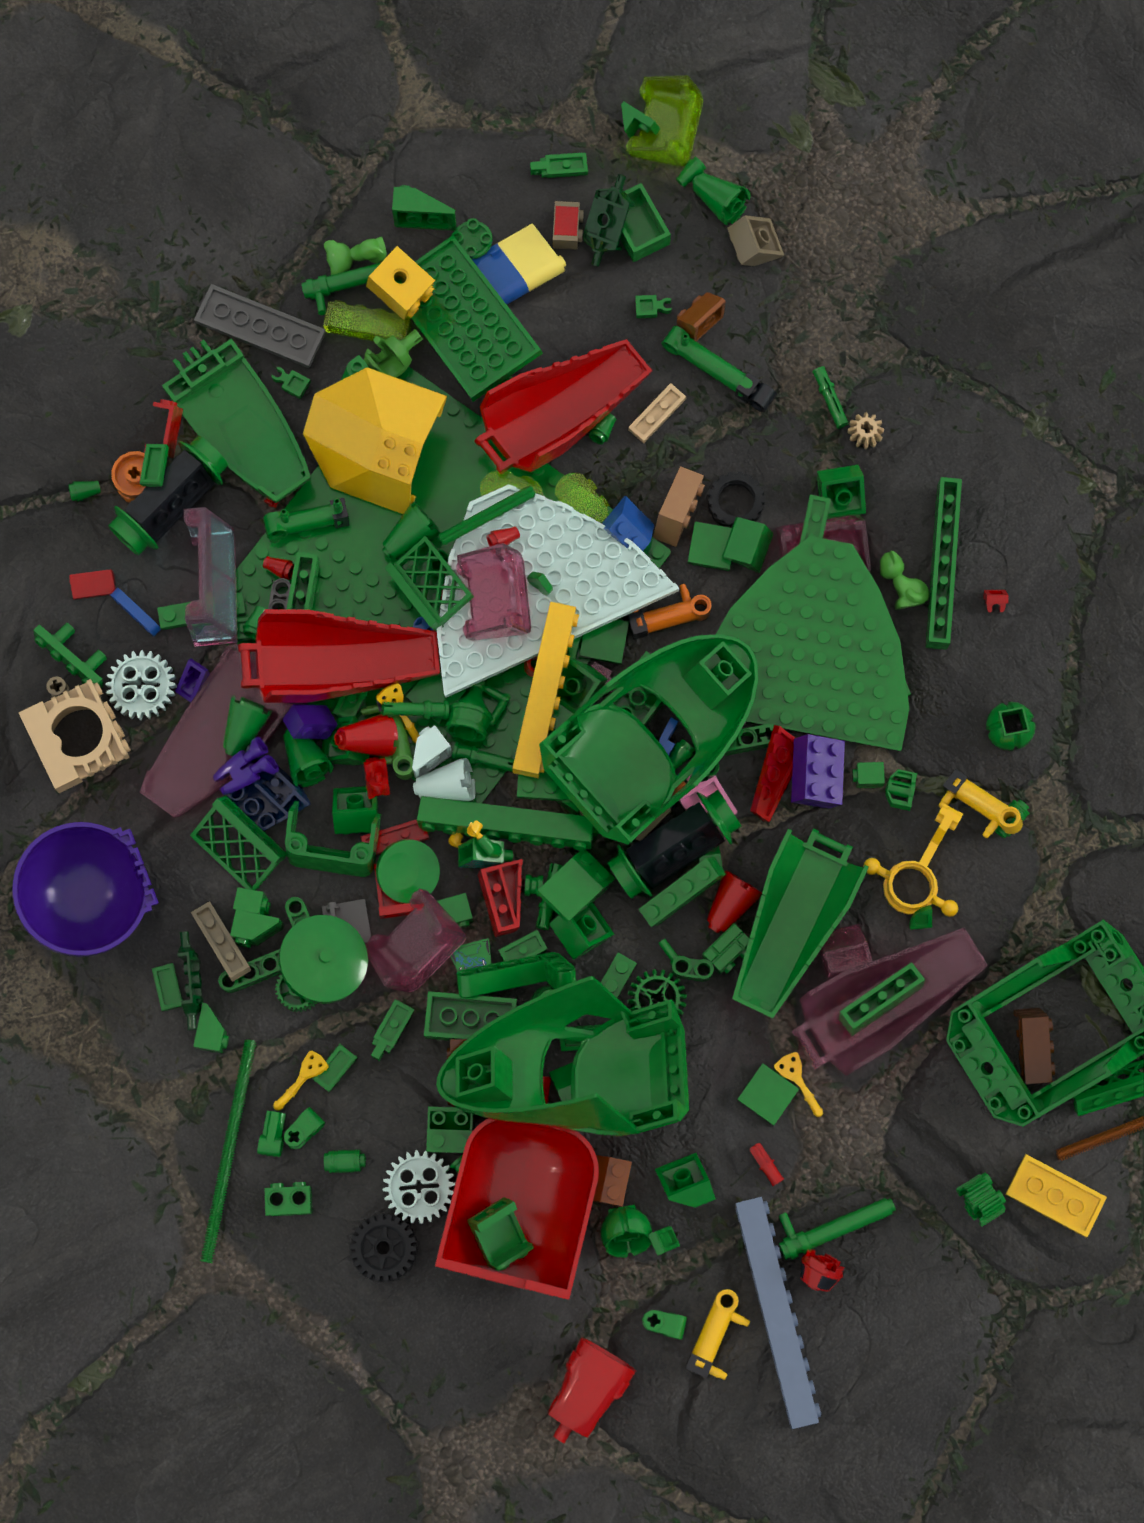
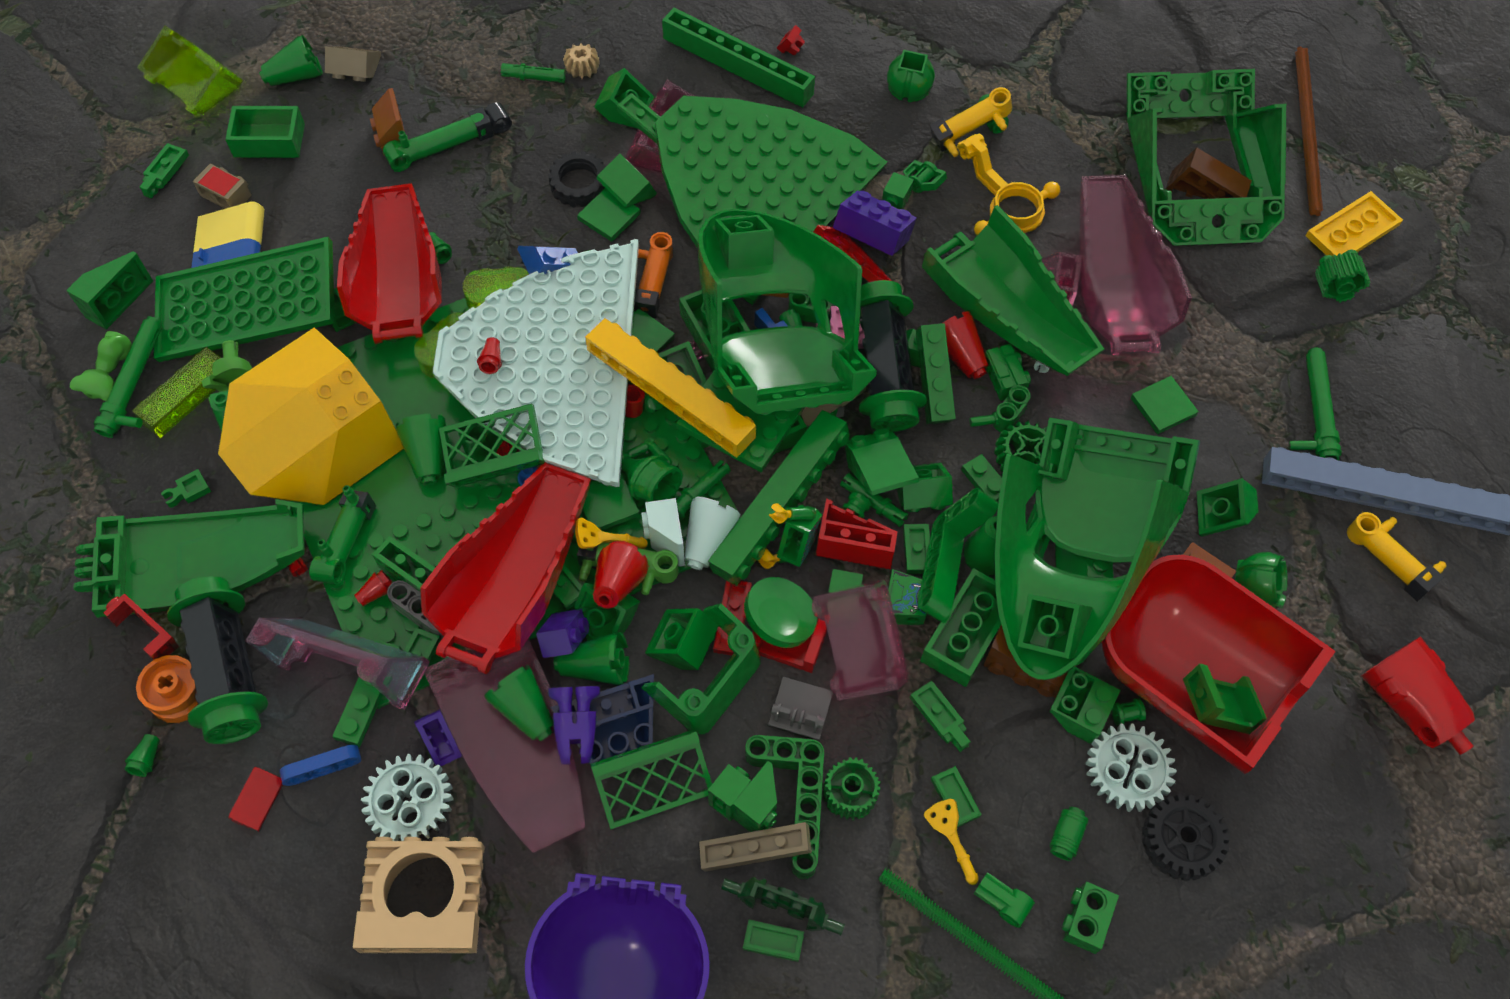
camera: 65 degrees left, 15 degrees down
(52, 686) = (347, 889): dark tan bush -> none
(59, 652) = (313, 871): green plate -> none
(154, 465) = (173, 648): green tile -> none
(210, 1032) = (855, 911): green slope -> none
(250, 626) = (421, 636): green cone -> none
(260, 326) = (104, 492): dark grey plate -> none
(306, 1125) = (1012, 857): green piece -> none
(323, 959) = (835, 741): green dish -> none
(376, 777) = (665, 594): red hips -> none
(403, 297) = (168, 325): yellow brick -> none
(426, 709) = (620, 510): green pin -> none
(474, 238) = (171, 262): green dish -> none
(487, 515) = (457, 361): green axle -> none
(499, 592) = (553, 386): clear pink windscreen -> none
(540, 582) = (557, 342): green tile -> none
(615, 205) = (258, 159): dark green plate -> none
(635, 120) = (169, 91): green slope -> none
(648, 306) = (350, 162): green plate -> none
(657, 413) = (454, 200): tan plate -> none
(664, 1240) = (1287, 550): green tile -> none
(669, 1324) = (1367, 596): green piece -> none
(678, 505) = (555, 218): medium nougat wedge -> none
(691, 170) = (251, 77): green cone -> none
(766, 1164) = (1235, 435): red axle -> none
(796, 1077) = (1157, 375): yellow piece -> none
(820, 1271) = (1365, 432): red cone -> none
(881, 999) = (1119, 266): green brick -> none
(910, 590) = (746, 89): bright green animal -> none
(921, 918) = (1051, 212): green tile -> none

